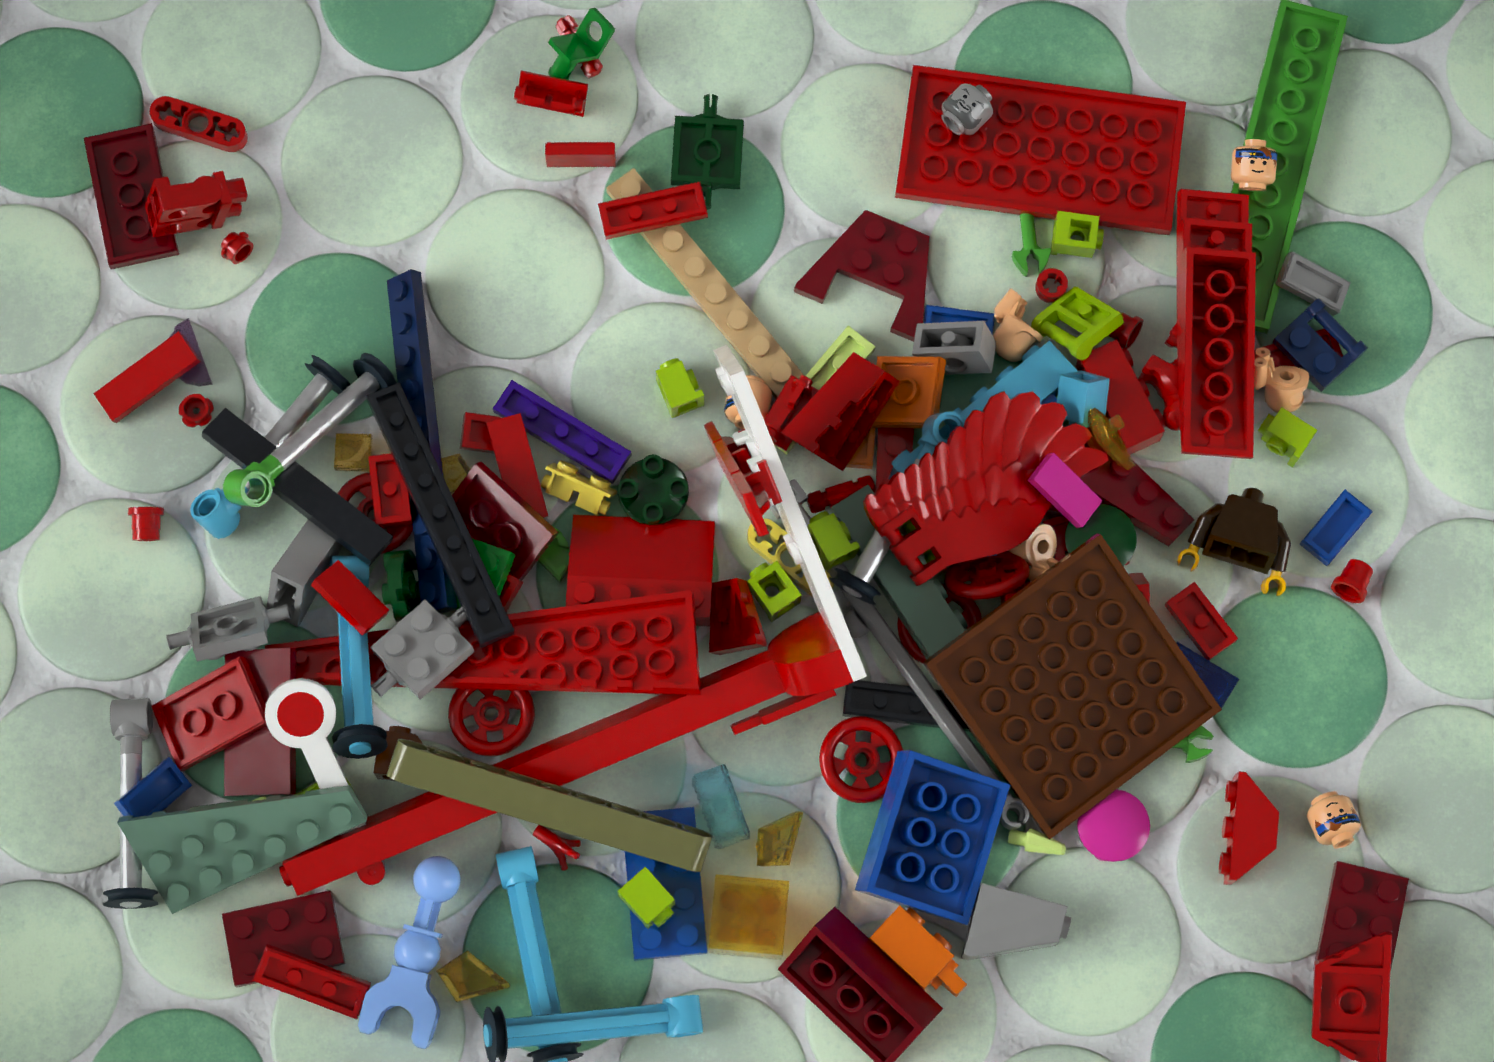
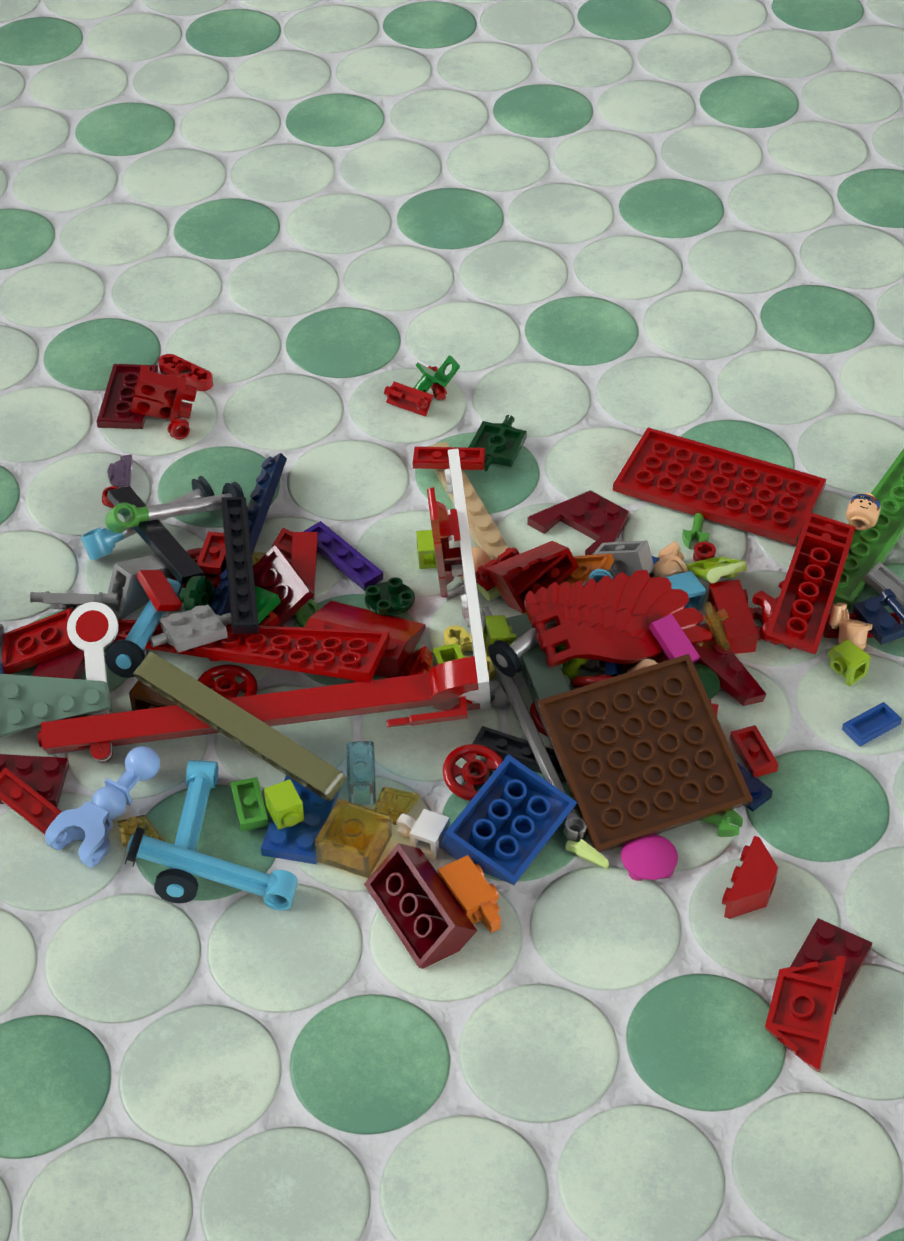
camera: 20 degrees right, 30 degrees down
(146, 523) = (51, 541): red piece -> none
(147, 377) = (90, 474): red tile -> none
(352, 452) = (197, 537): clear yellow tile -> none
(558, 845) = (236, 771): red bar -> none
(580, 154) = (414, 427): red tile -> none
(591, 490) = (348, 588): light yellow hinge -> none
(593, 894) = (249, 804): none -> bright green plate
(834, 875) = (425, 832): none -> white brick
(967, 109) = (674, 448): light grey head -> none
(1012, 923) = (549, 894): light grey slope -> none
(1081, 393) = (702, 593): medium azure brick -> none
(1083, 225) = (729, 527): lime brick -> none
(1128, 331) = (750, 581): red piece -> none
(1244, 535) = (799, 704): dark brown torso -> none
(1333, 819) = (821, 889): light nougat head -> none
(1353, 581) = (874, 754): red piece -> none

